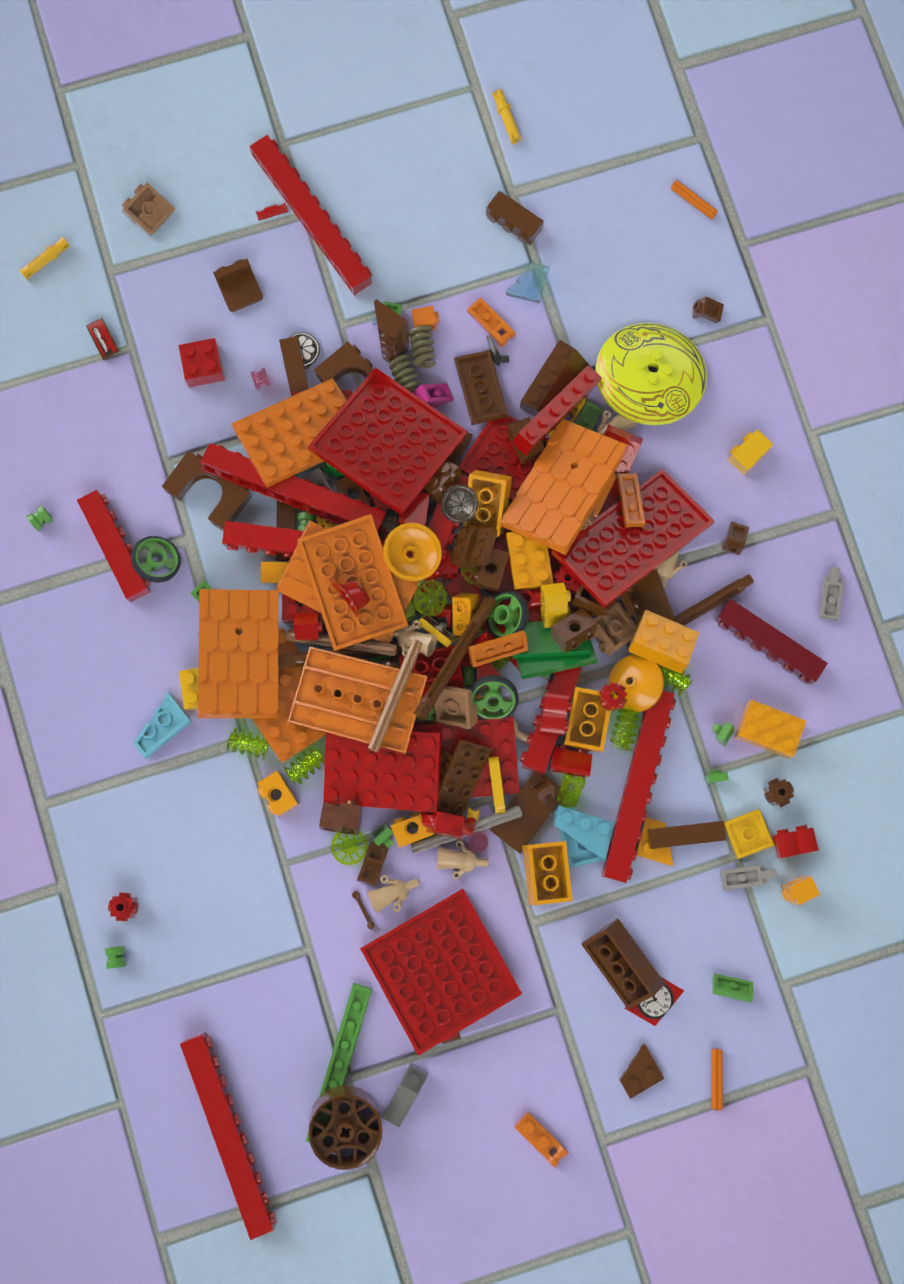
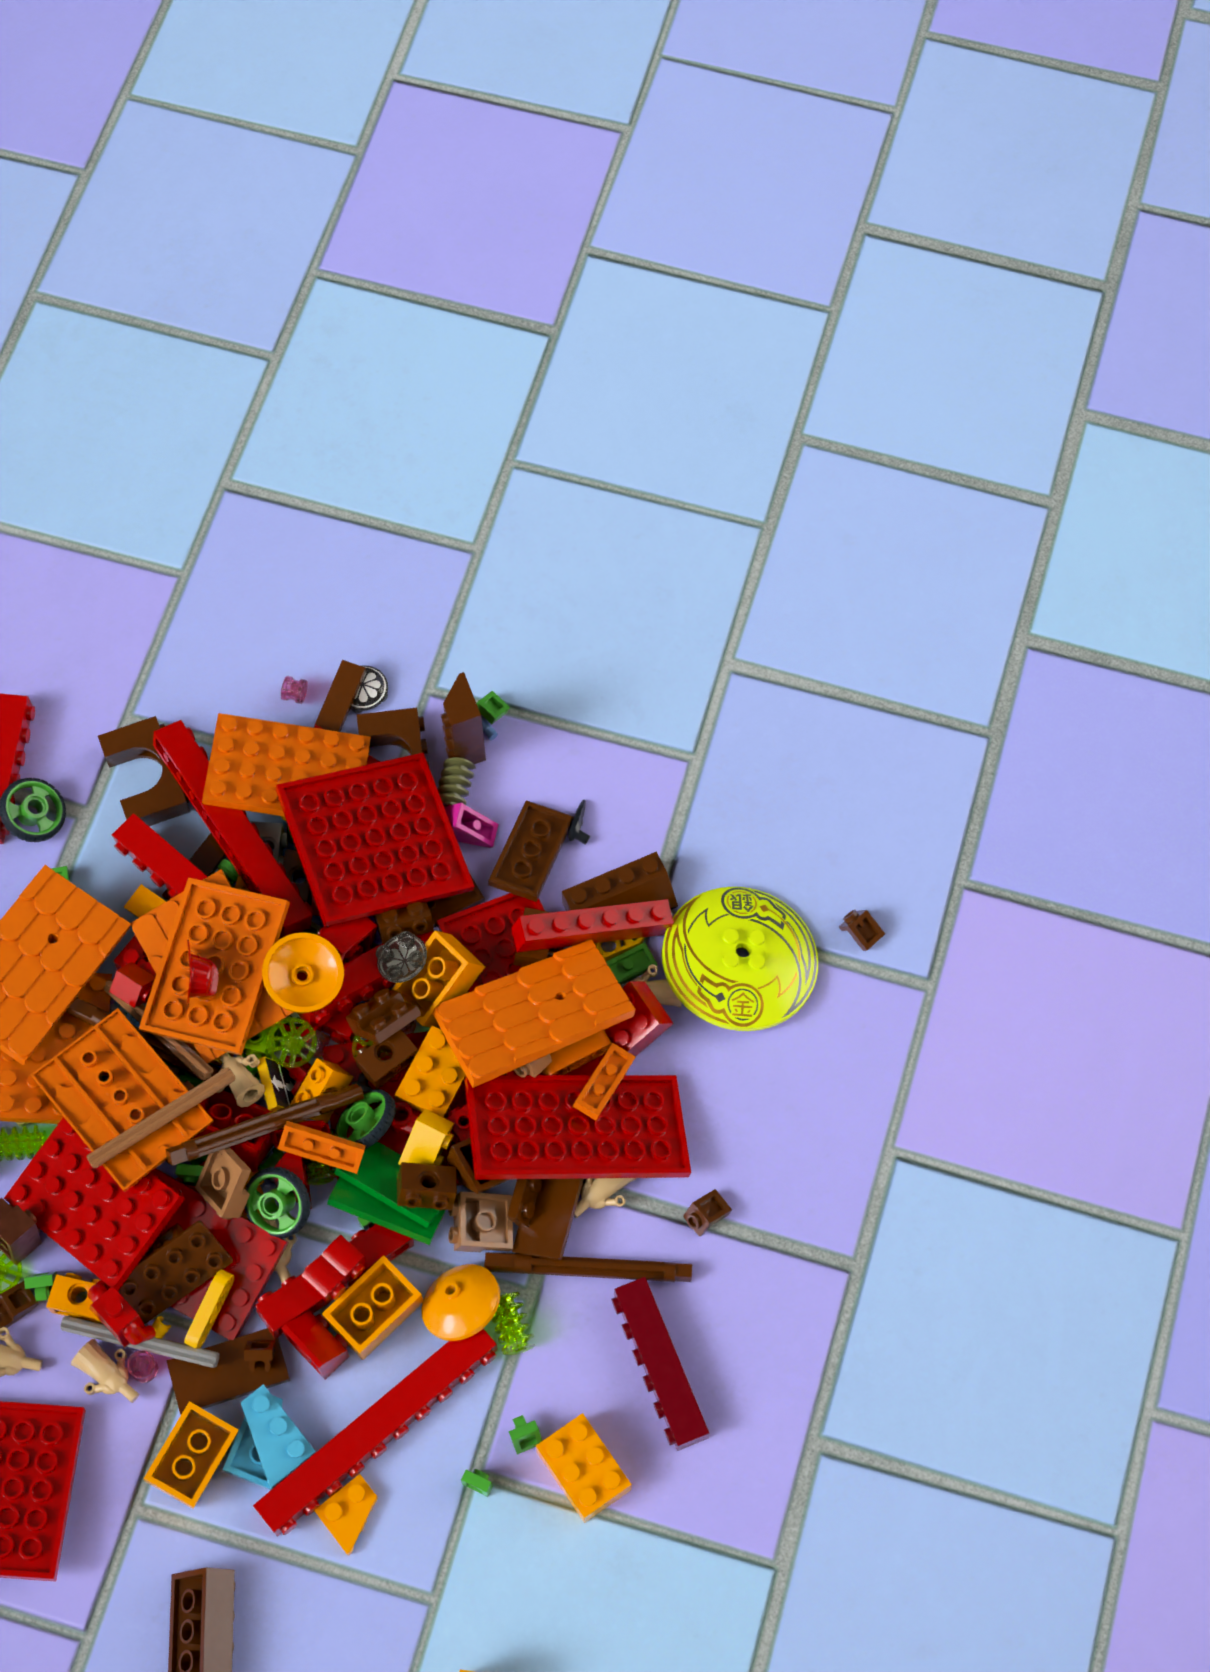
camera: 35 degrees right, 15 degrees down
(44, 258) = (167, 428): yellow pin -> none
(102, 338) = (159, 546): slope -> none
(147, 208) = (309, 442): medium nougat plate -> none
(201, 362) = (243, 634): red brick -> none
(238, 285) = (345, 577): reddish brown bracket -> none
(271, 211) = (442, 524): red piece -> none
(310, 214) = (480, 554): red brick -> none
(421, 348) = (496, 765): olive piece -> none
(425, 317) = (523, 738): orange brick -> none
(491, 322) = (597, 786): orange plate -> none
(503, 108) = (780, 573): yellow pin -> none
(514, 218) = (706, 691): reddish brown brick -> none
(530, 284) = (674, 773): clear light blue wing -> none
(567, 797) = (283, 1383): clear neon green plate -> none
(606, 700) = (417, 1301): red brick -> none
(625, 729) = (409, 1349): clear neon green piece -> none
(663, 641) = (523, 1271): light orange brick -> none
(686, 834) = (390, 1527): reddish brown tile -> none
(694, 199) = (935, 796): orange axle -> none
(745, 877) = (425, 1631): light grey hinge -> none
(748, 834) = (468, 1581): yellow tile -> none
(750, 452) = (796, 1122): yellow brick -> none
(771, 792) = (543, 1562): reddish brown brick -> none
(795, 842) = (516, 1629): red brick -> none
(831, 596) = (775, 1358): light grey hinge -> none

